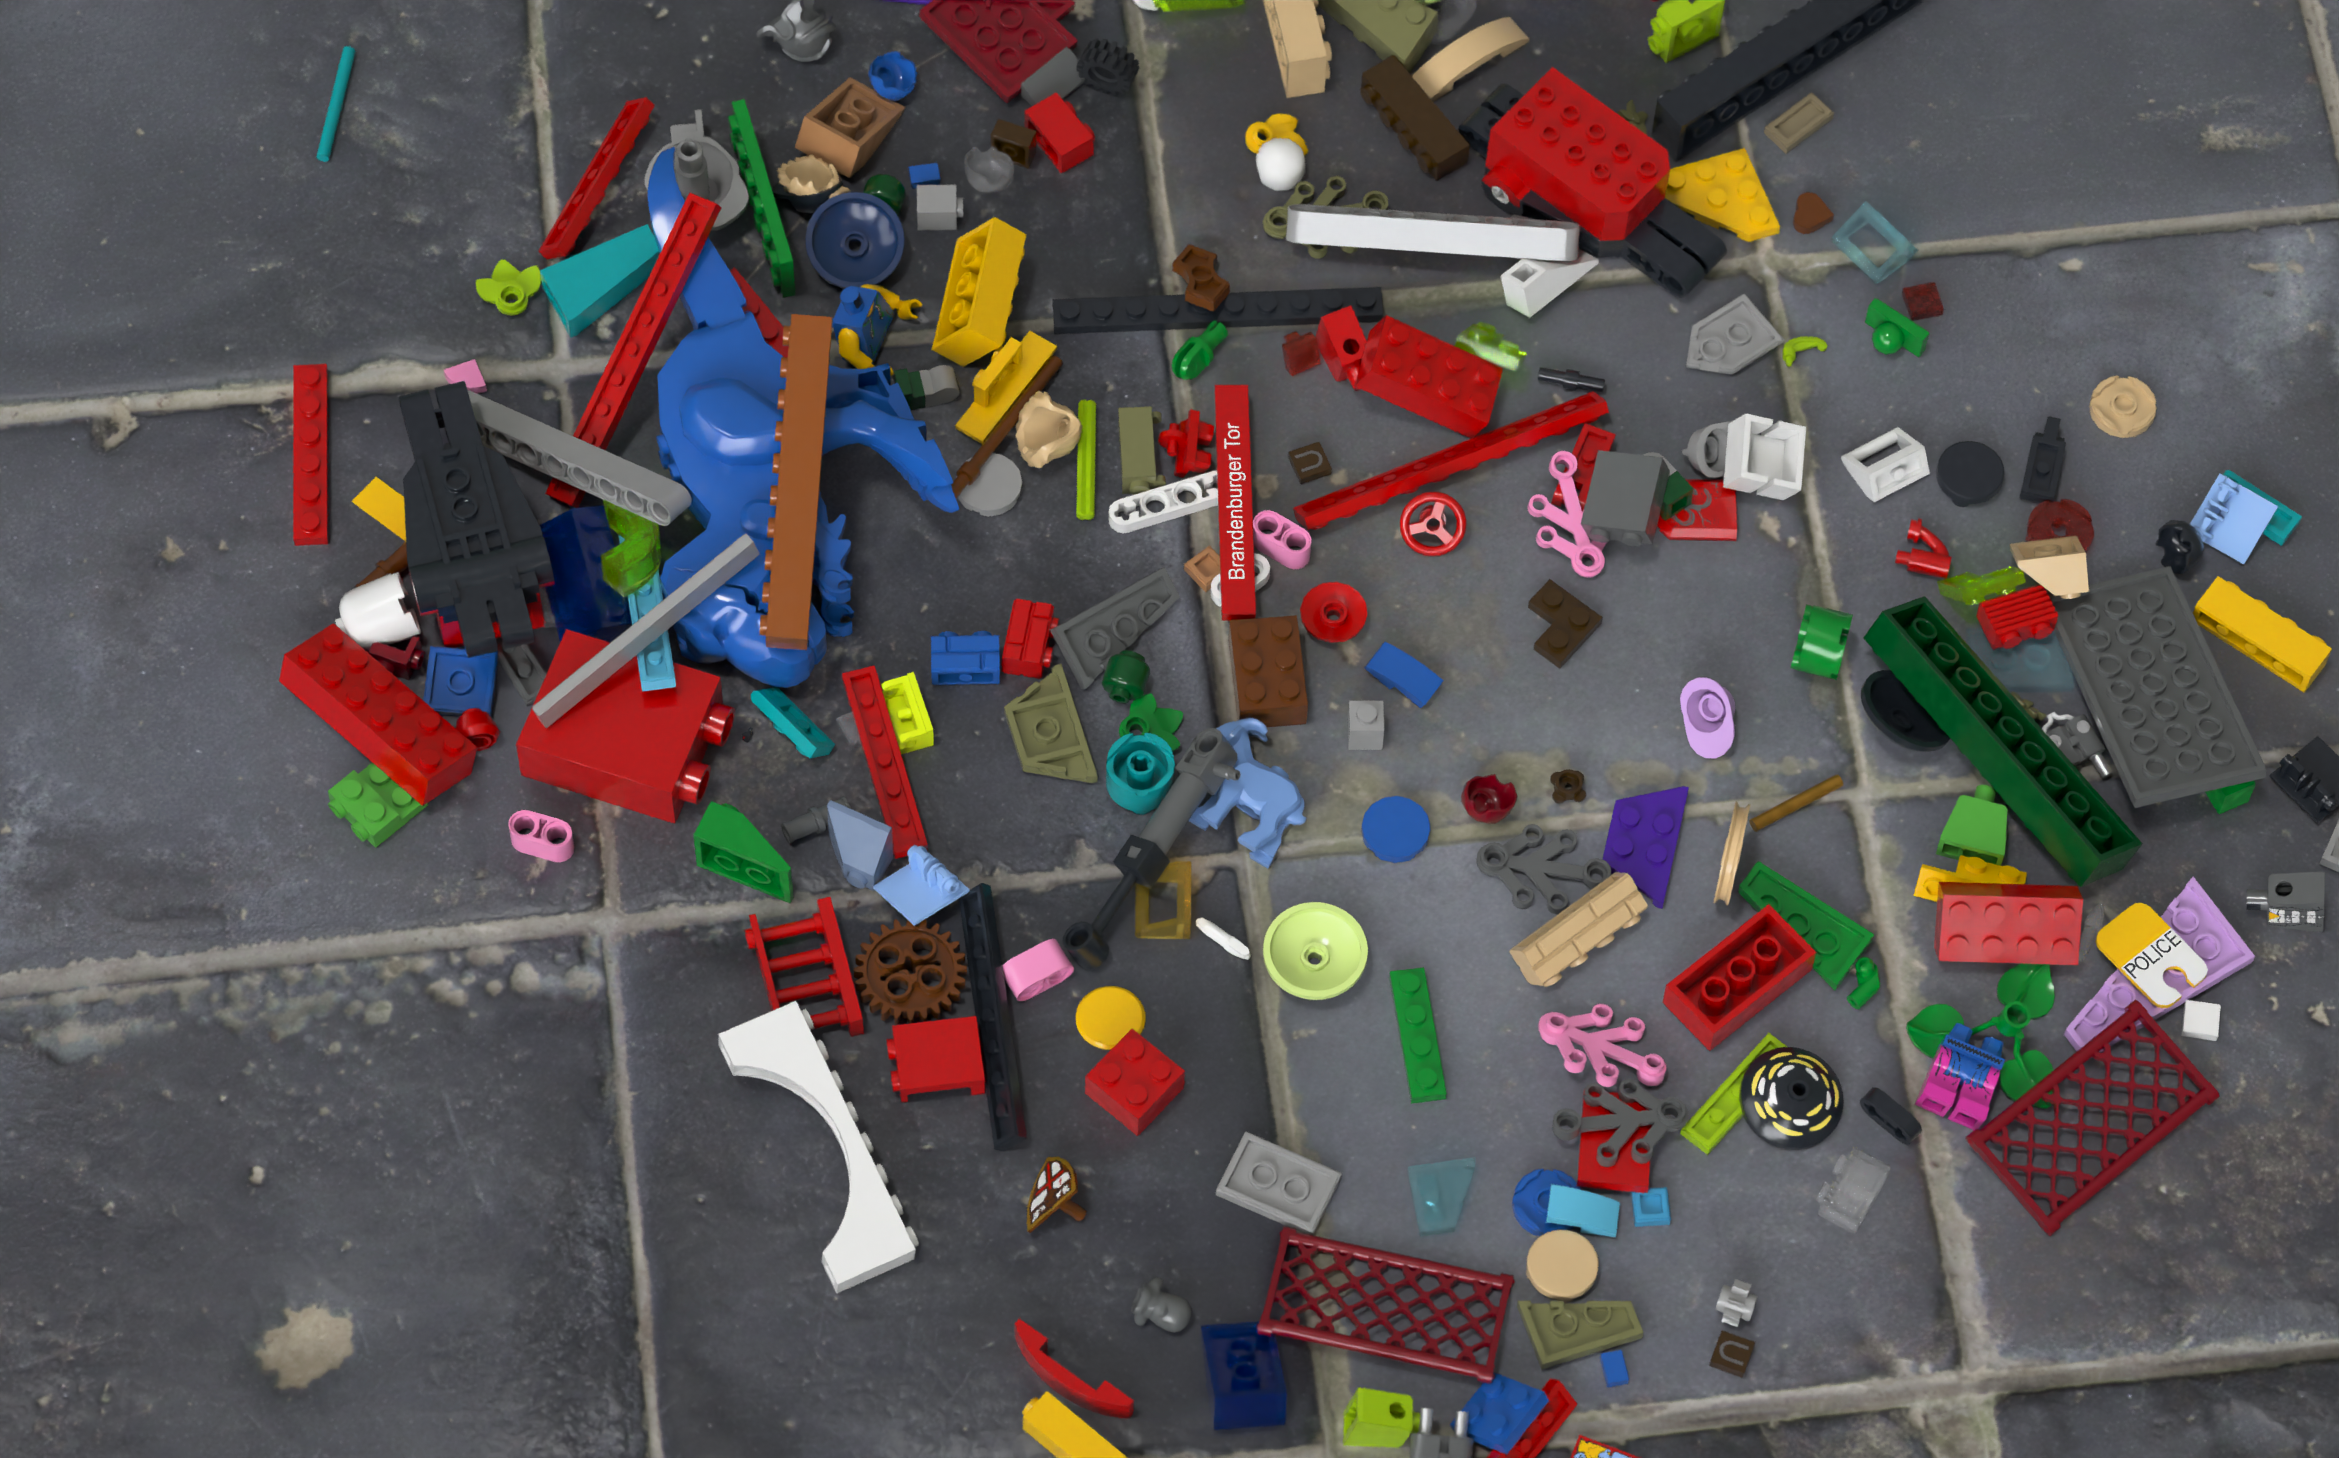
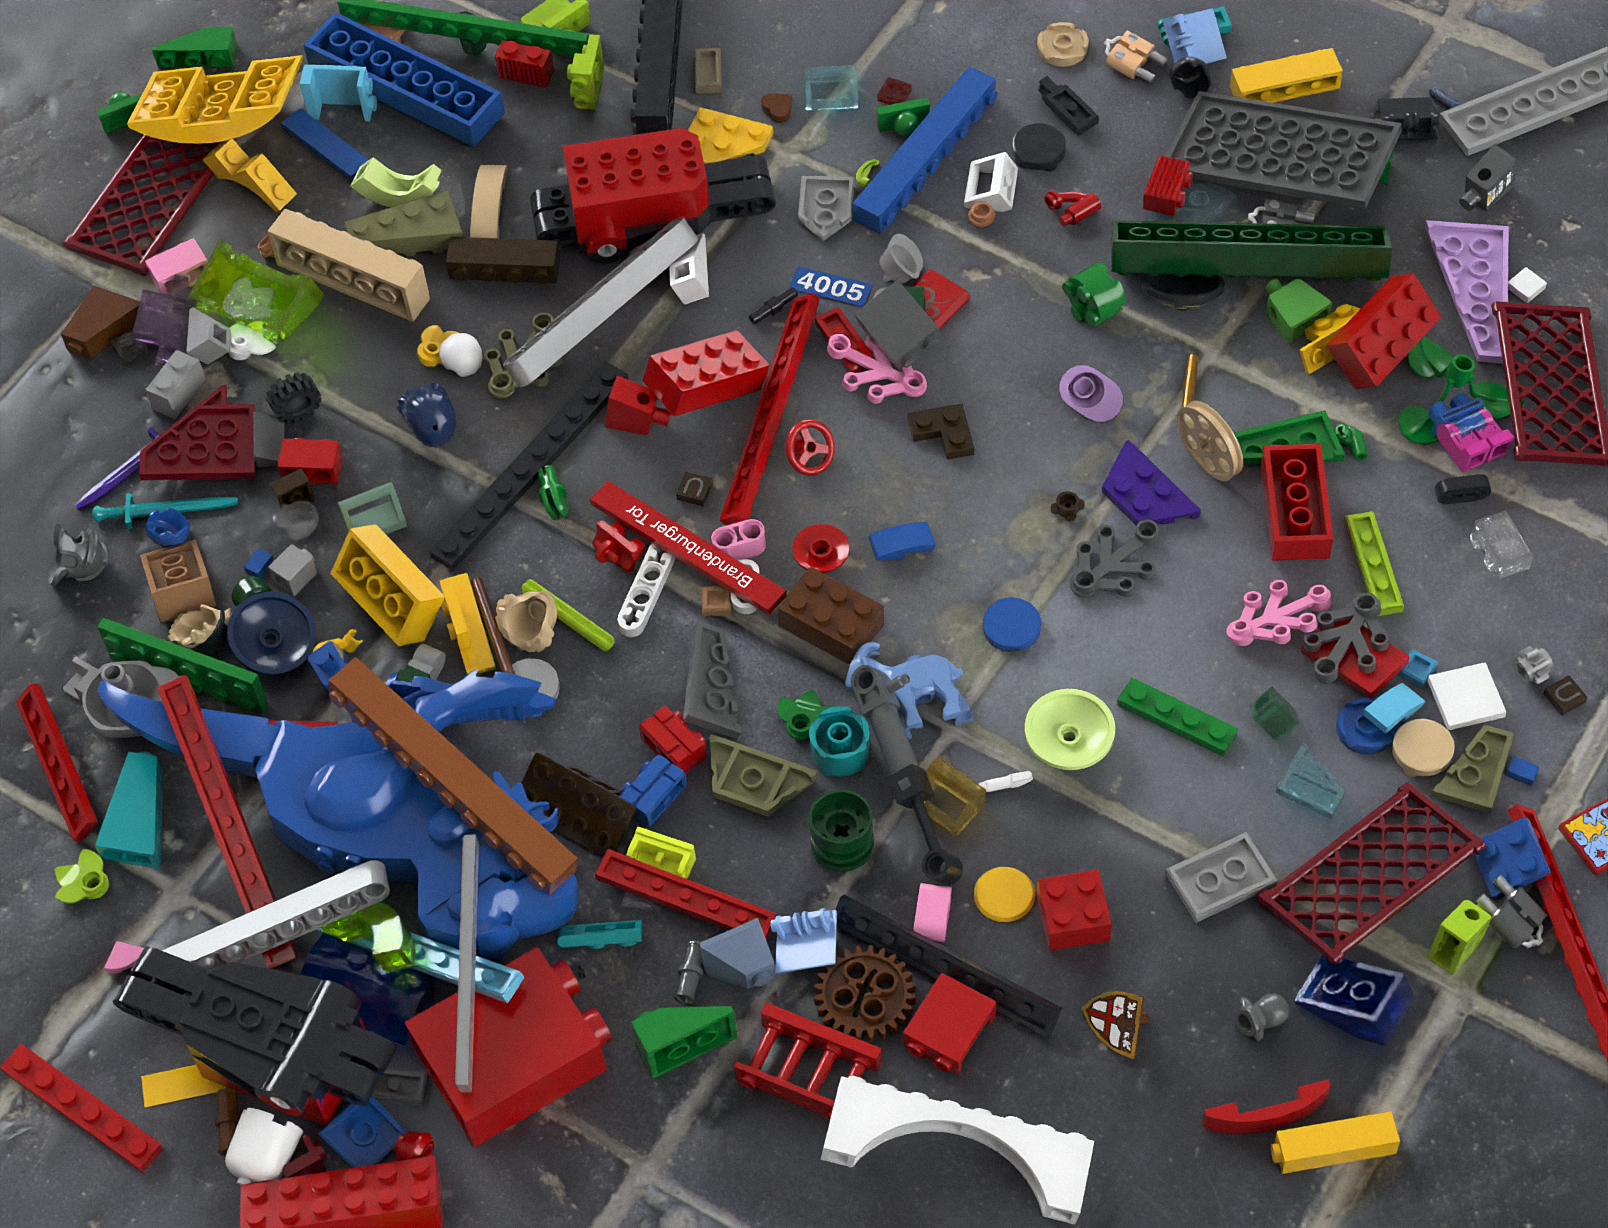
camera: 45 degrees left, 5 degrees down
(543, 832) = (536, 1160): bright pink beam -> none
(890, 36) = (145, 509): none -> teal sword
(900, 607) = (587, 807): none -> dark brown bracket
(1044, 231) = (386, 516): none -> sand green tile
(1049, 820) = (841, 830): none -> dark green wheel
(1126, 676) = (757, 701): dark green head -> none
(1137, 449) = (592, 579): olive brick -> none
(1193, 185) = (426, 408): none -> dark blue piece
(1204, 284) = (493, 452): reddish brown tile -> none
(1300, 352) = (610, 436): clear red tile -> none
(1365, 725) = (922, 586): light grey brick -> none
(1486, 343) = (704, 329): clear neon green plate -> none
(1488, 798) = (1041, 554): dark red hair -> none
(1488, 1113) = (1274, 713): none -> clear green panel
(1579, 929) = (1183, 567): tan brick -> none
(1641, 411) = (831, 286): none -> blue sticker
(1652, 1267) = (1466, 696): none -> white tile
(1765, 461) = (935, 236): white piece -> none
(1781, 1115) = (1404, 535): black dish -> none
(1841, 481) = (981, 214): none -> nougat plate
(1872, 376) = (924, 150): none -> blue brick
(1972, 587) = (1130, 191): clear neon green plate -> none
(2054, 564) = (1153, 137): tan slope -> none
(2058, 514) = (1121, 141): clear red plate -> none
(2146, 948) = (1460, 276): piece -> none
(2161, 475) = (1132, 54): none -> light nougat piece

